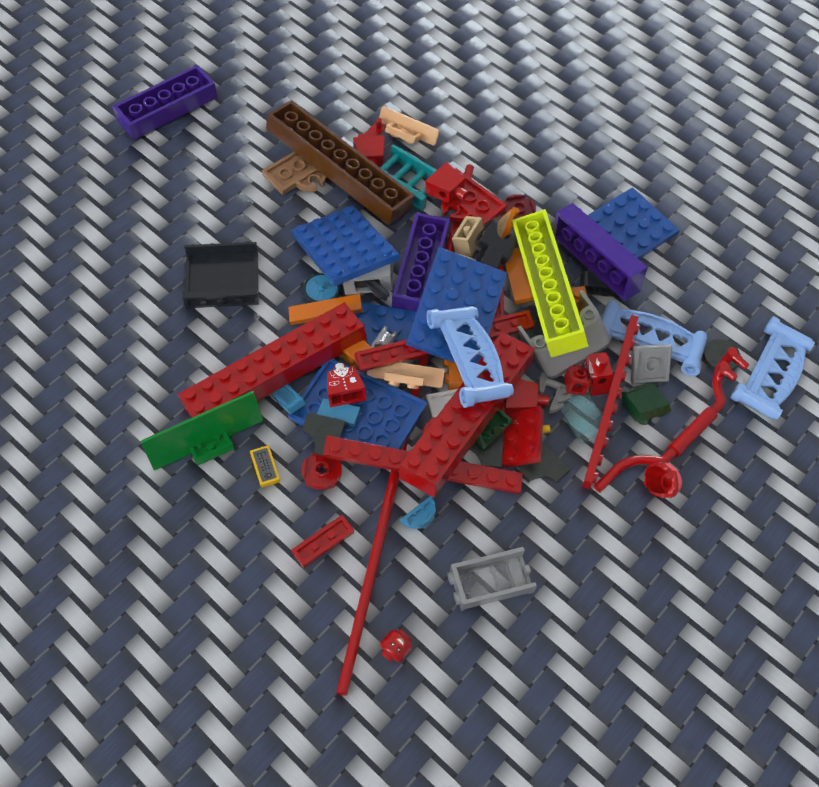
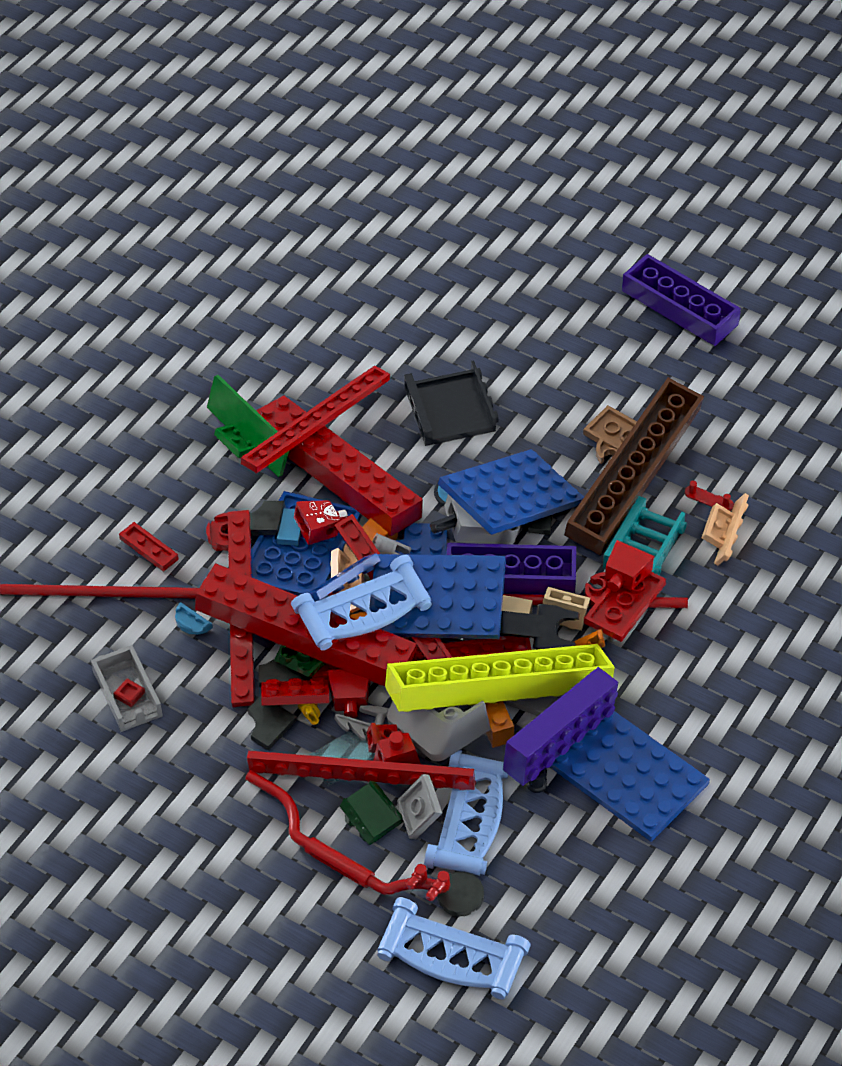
camera: 85 degrees right, 10 degrees down
(231, 367) = (314, 419): none -> red plate
(264, 466) = (225, 488): tile -> none
(288, 398) = (303, 487): dark azure tile -> none
(309, 311) = (420, 484): orange tile -> none
(371, 147) = (672, 498): red torso -> none
(396, 645) = (46, 618): red head -> none
(435, 367) = (348, 576): none -> plate
(498, 577) = (129, 692): none -> red tile
(525, 205) = (635, 662): dark red tile -> none
(662, 480) = (267, 832): red hair -> none

